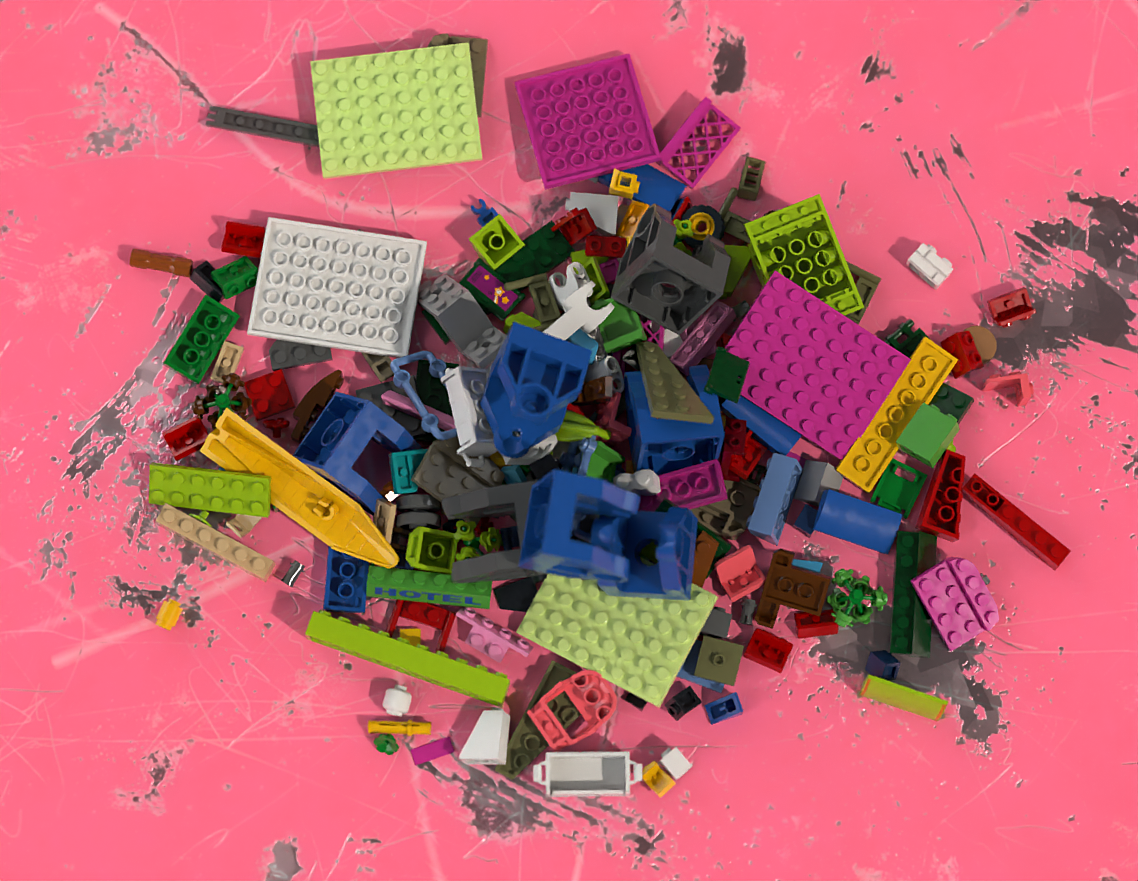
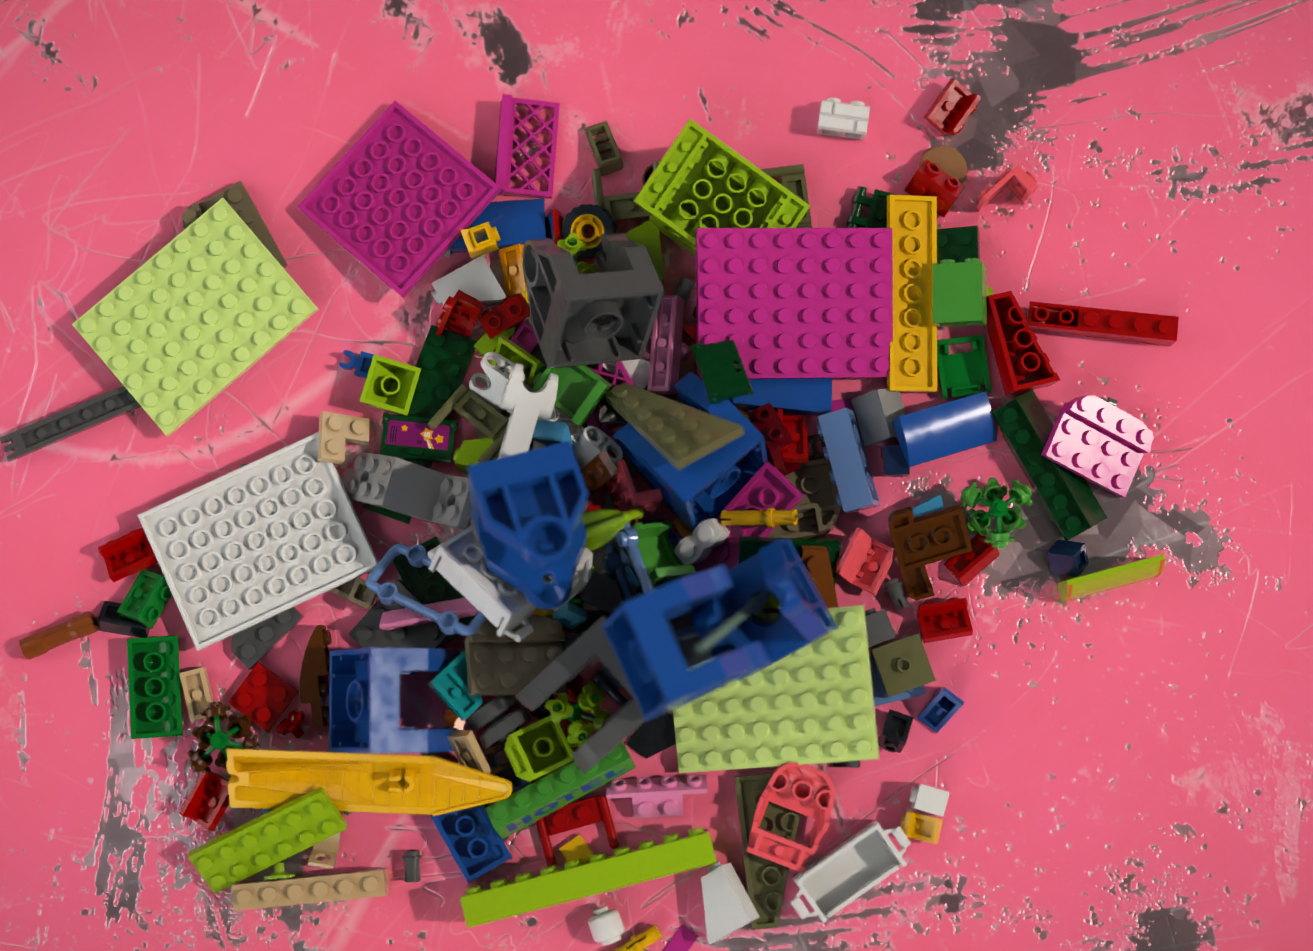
camera: 25 degrees left, 5 degrees up
(438, 249) = (335, 431): none -> tan plate
(640, 541) = (751, 606): none -> sand green bar
(693, 496) = (760, 517): none -> yellow pin

